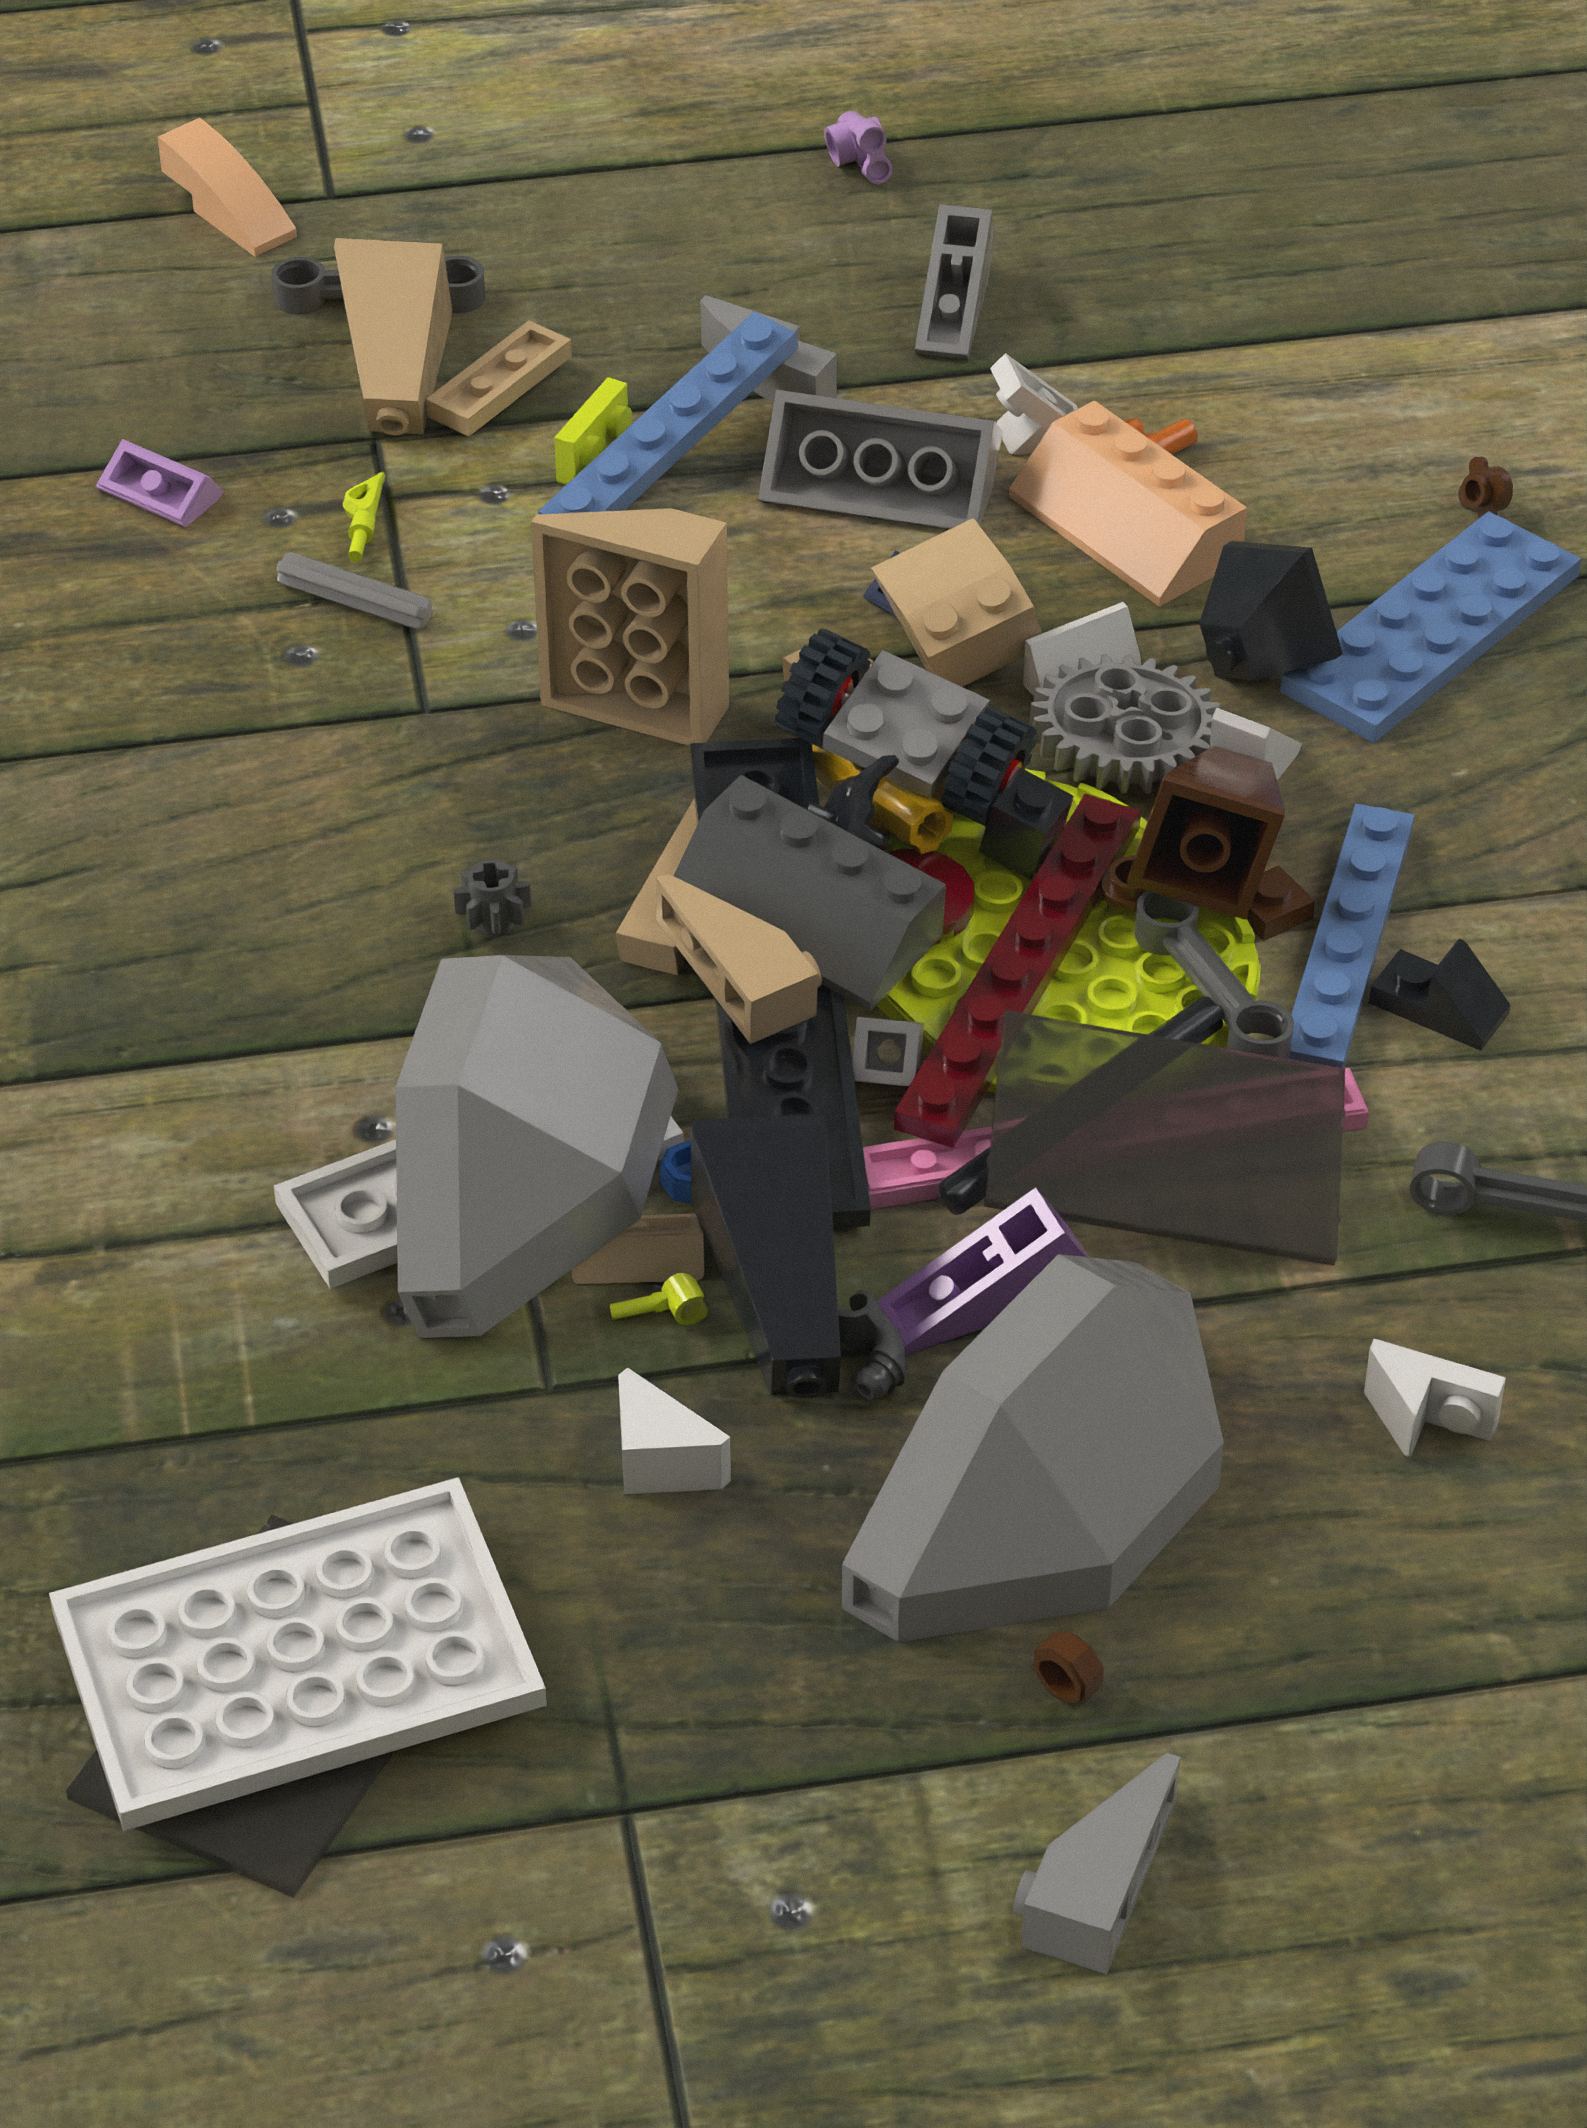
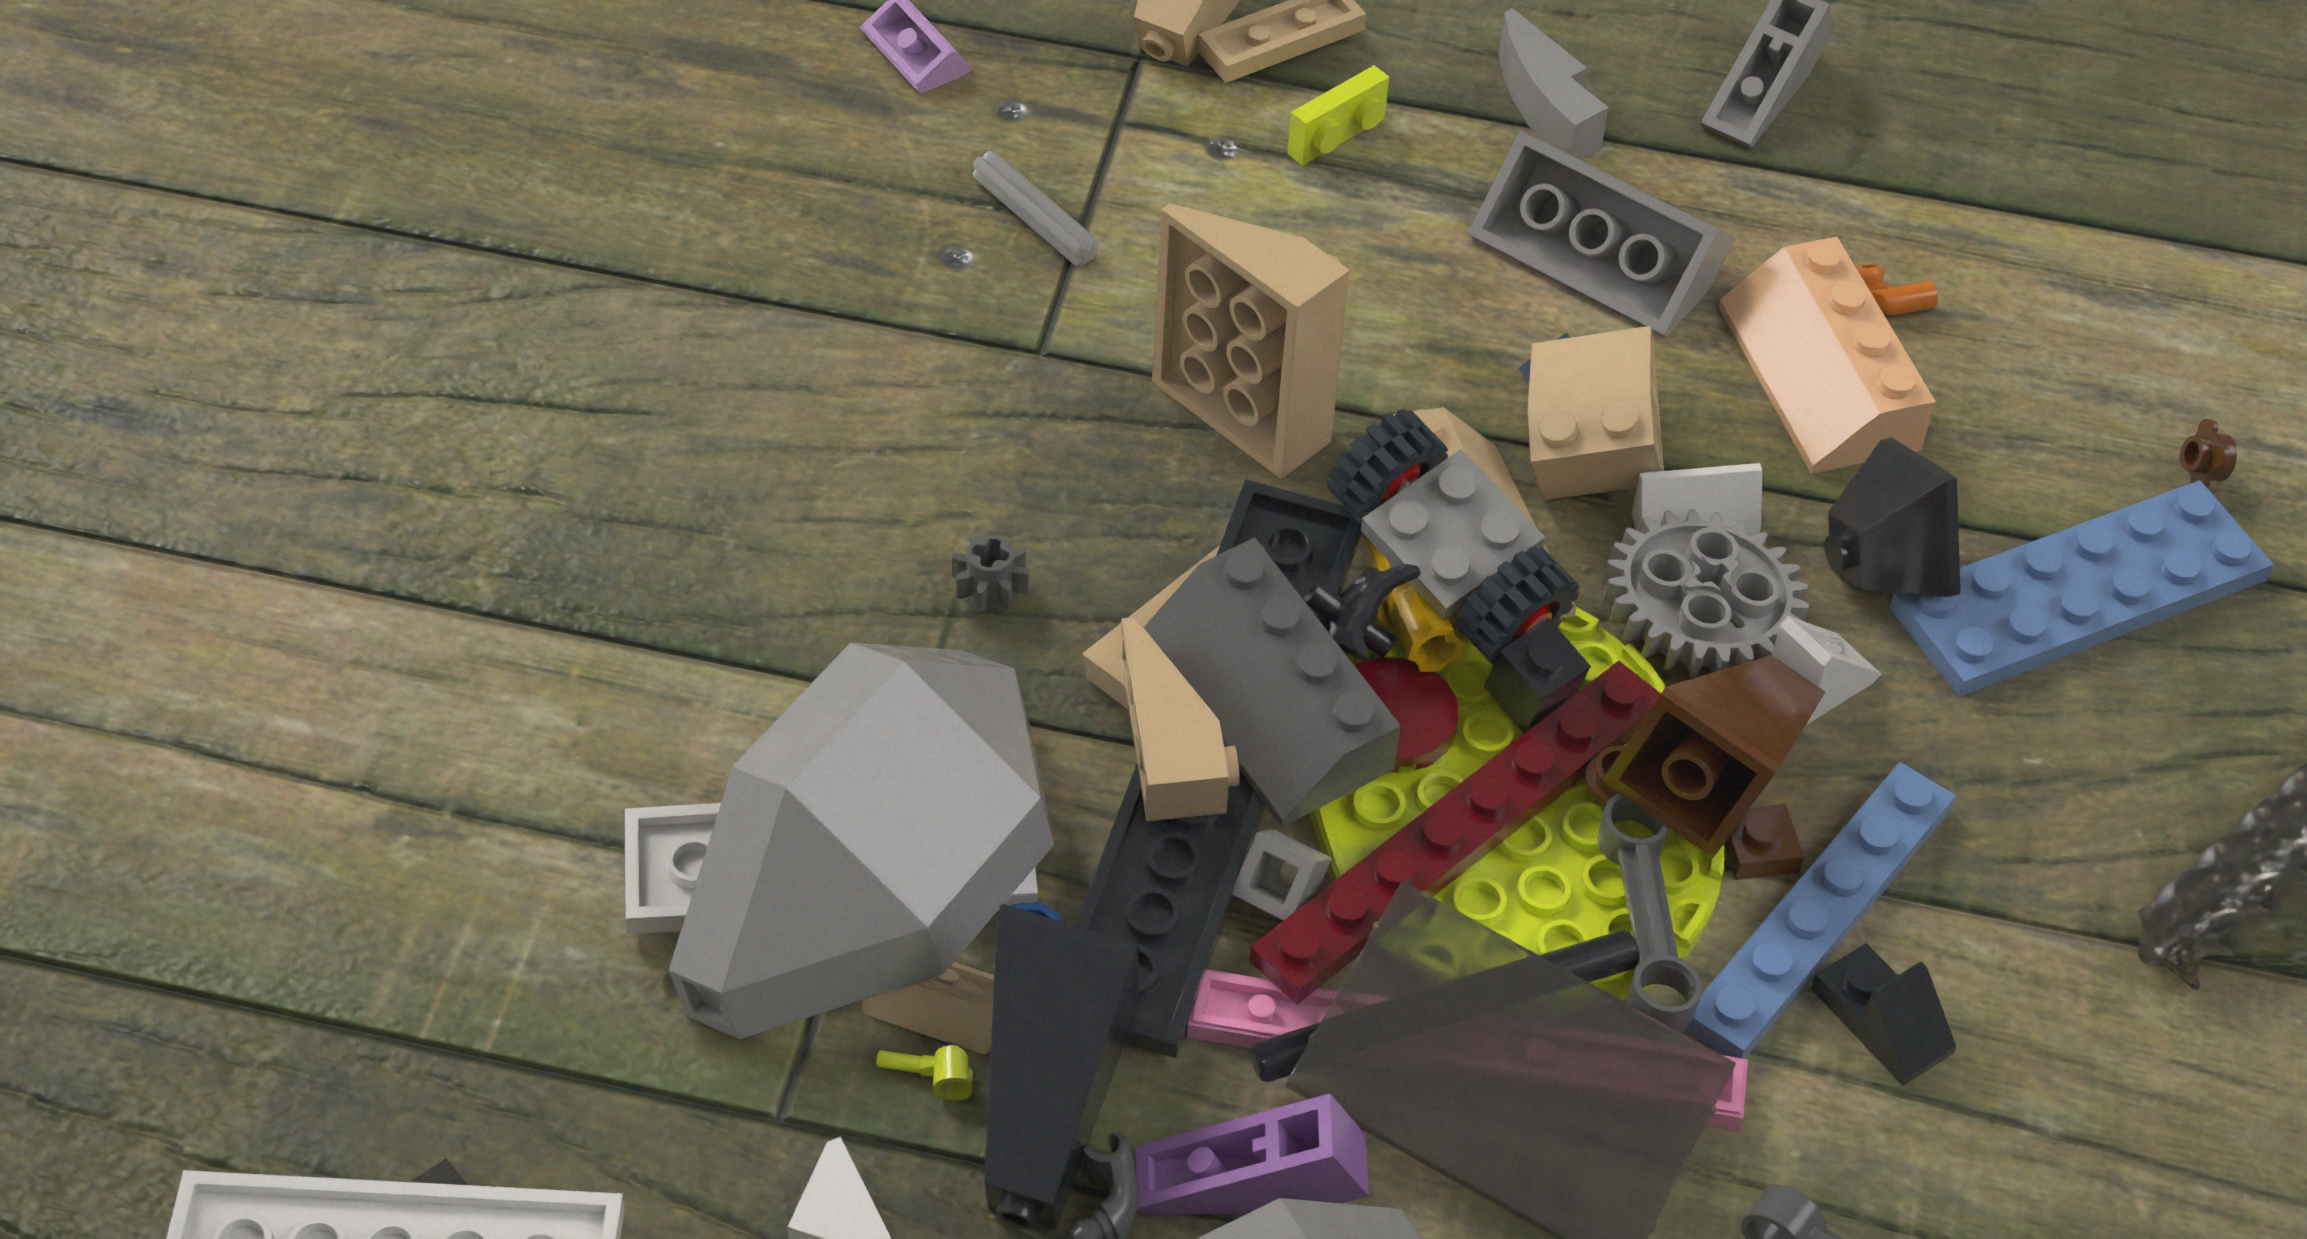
camera: 20 degrees right, 5 degrees up
(361, 506) = (1089, 123): neon yellow hand -> none
(678, 419) = (1409, 136): medium blue plate -> none
(1030, 405) = (1776, 216): white slope -> none

